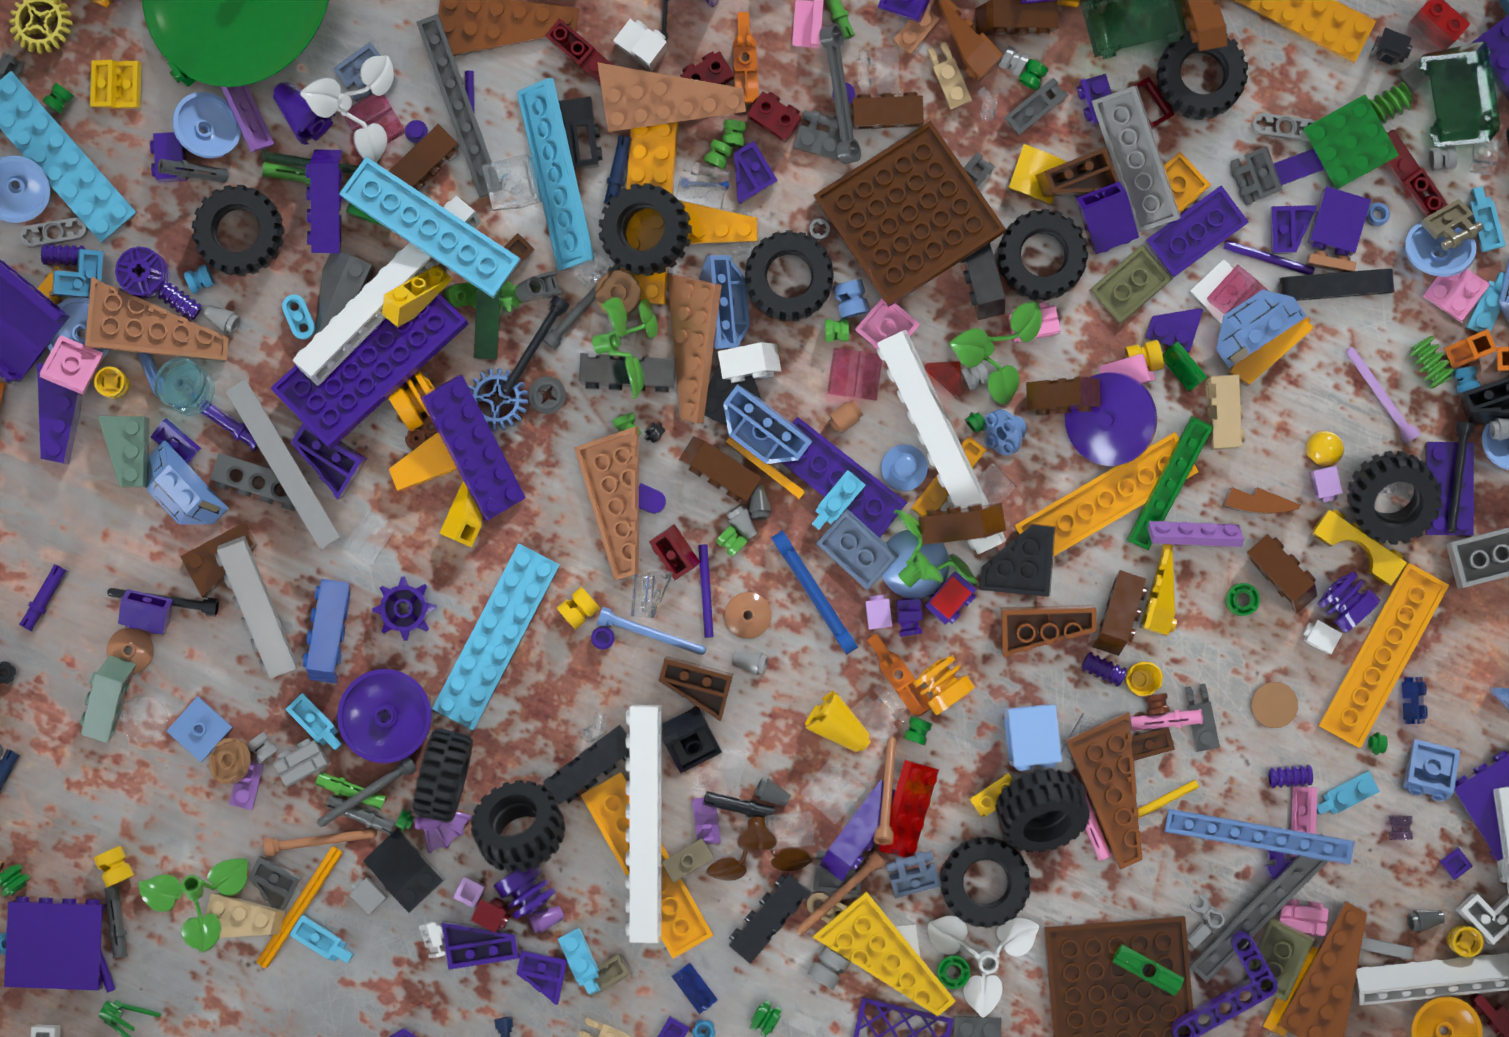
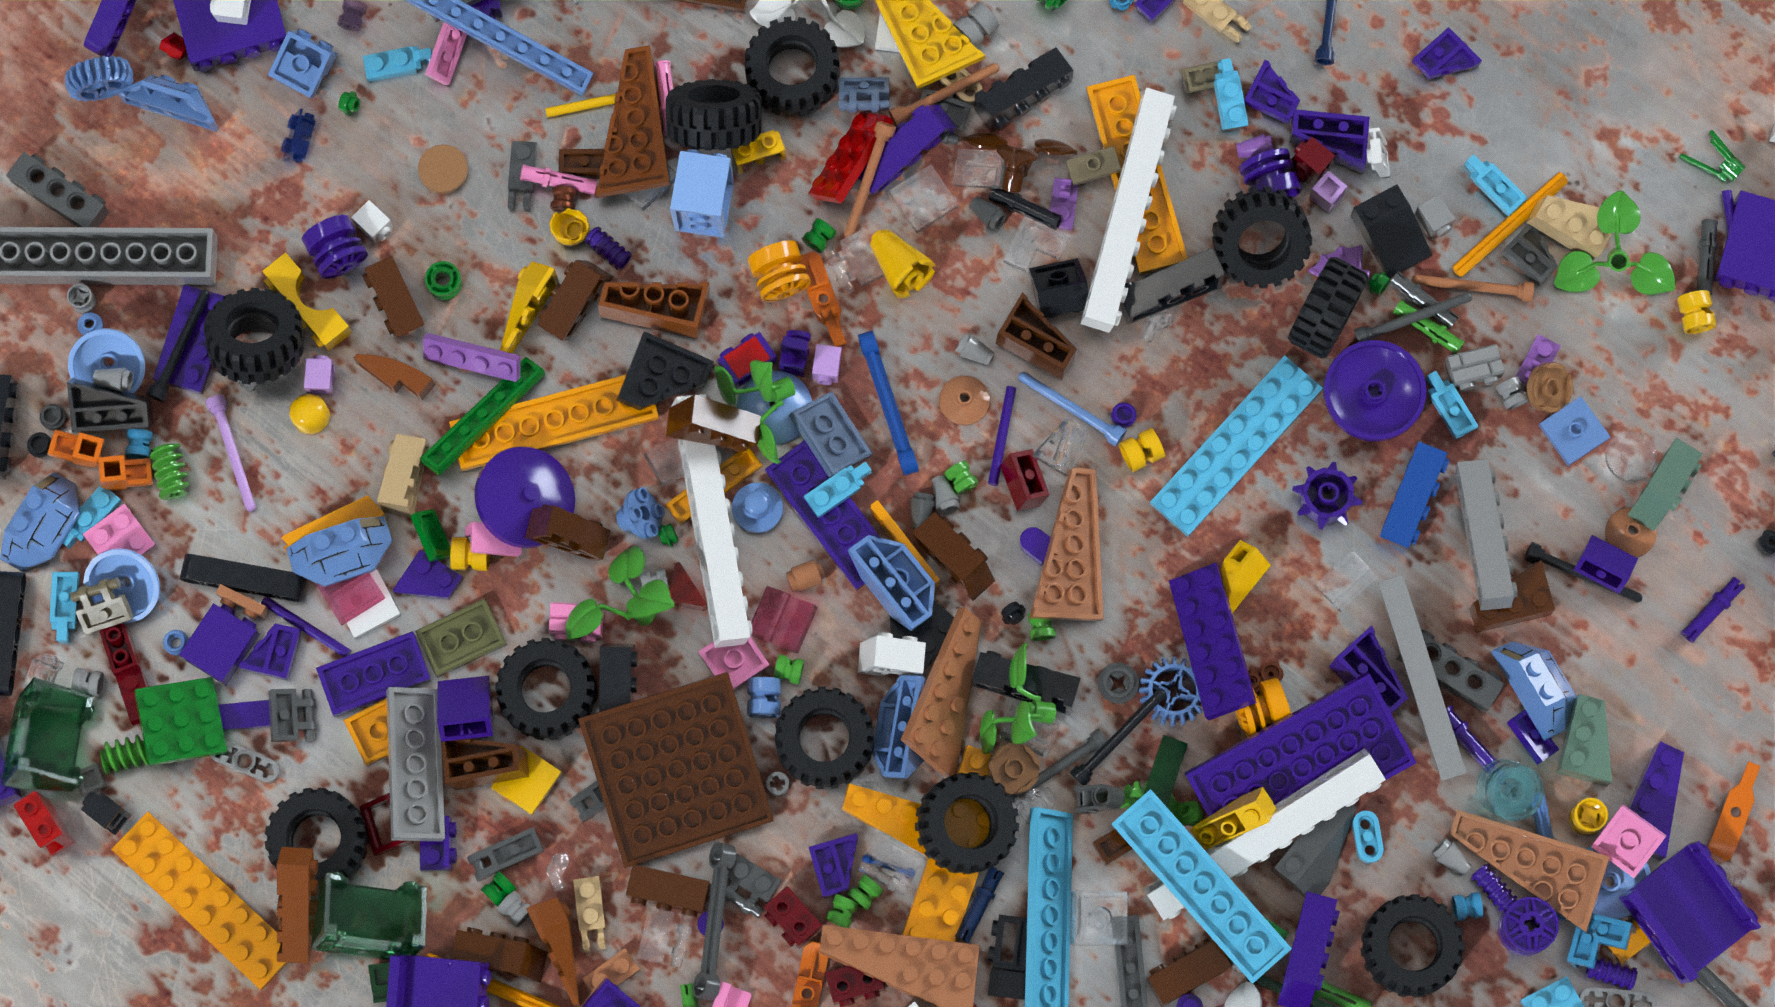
camera: 165 degrees left, 10 degrees down
(423, 464) = (1272, 642): light orange slope -> none
(694, 988) = (1119, 41): clear blue hinge -> none
(1290, 776) = (448, 93): dark purple piece -> none
(1383, 655) = (315, 188): light orange plate -> none

